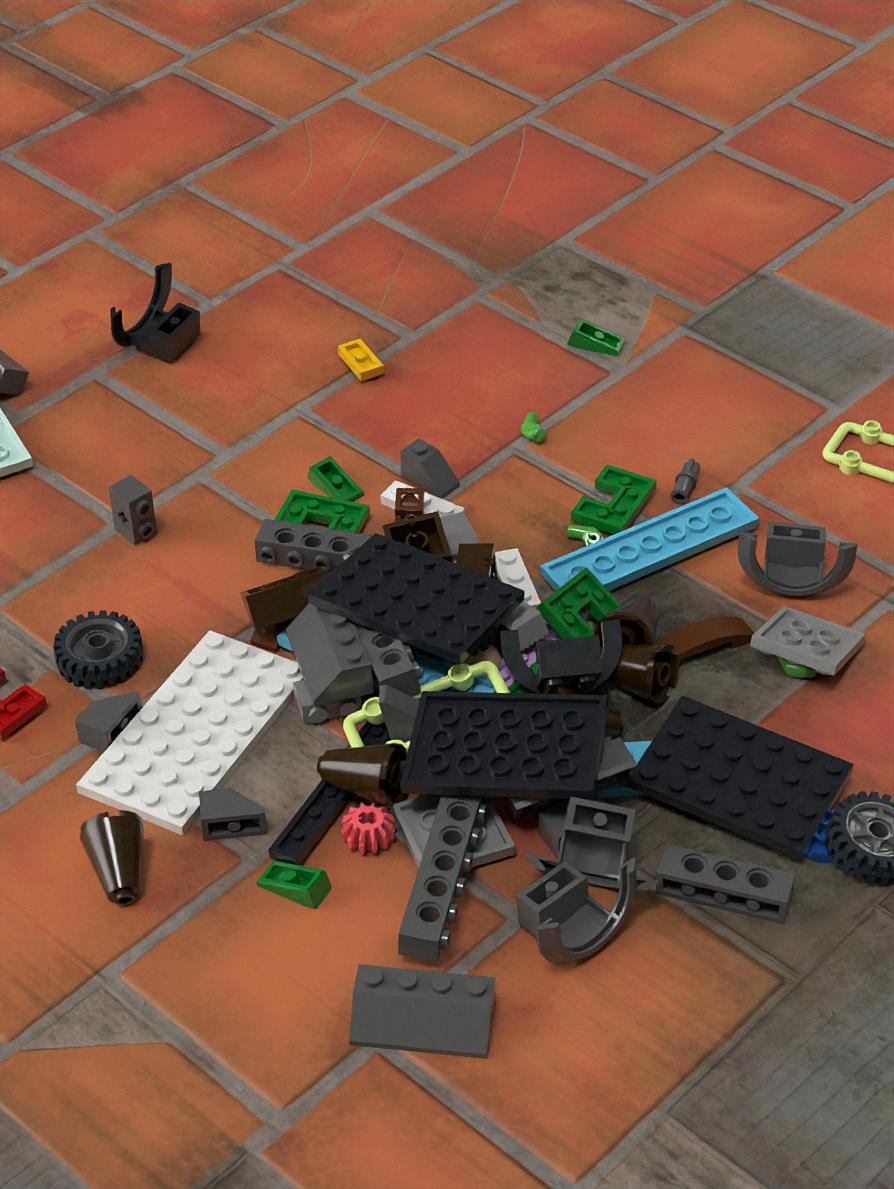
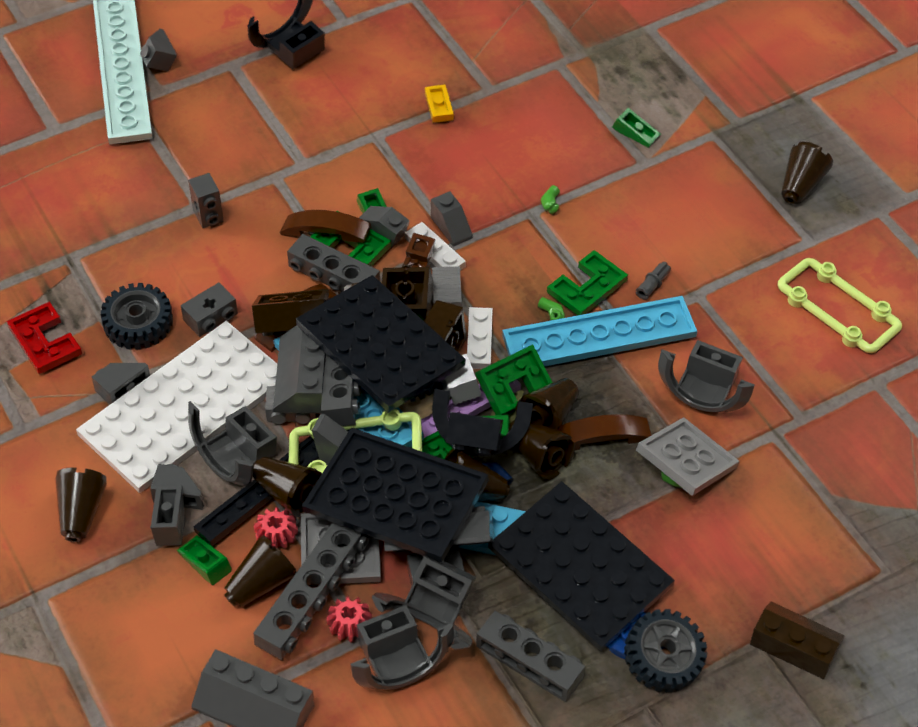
camera: 15 degrees right, 10 degrees up
(184, 623) = (209, 309): none -> dark grey brick
(235, 843) = (168, 515): none -> dark grey slope
(284, 501) = (325, 221): none -> reddish brown slope
(287, 757) = (235, 448): none -> dark grey piece
(355, 486) = (386, 222): none -> dark grey slope
(373, 874) = (258, 573): none -> dark brown cone
(496, 898) = (345, 617): none -> coral gear
(803, 337) = (804, 171): none -> dark brown cone

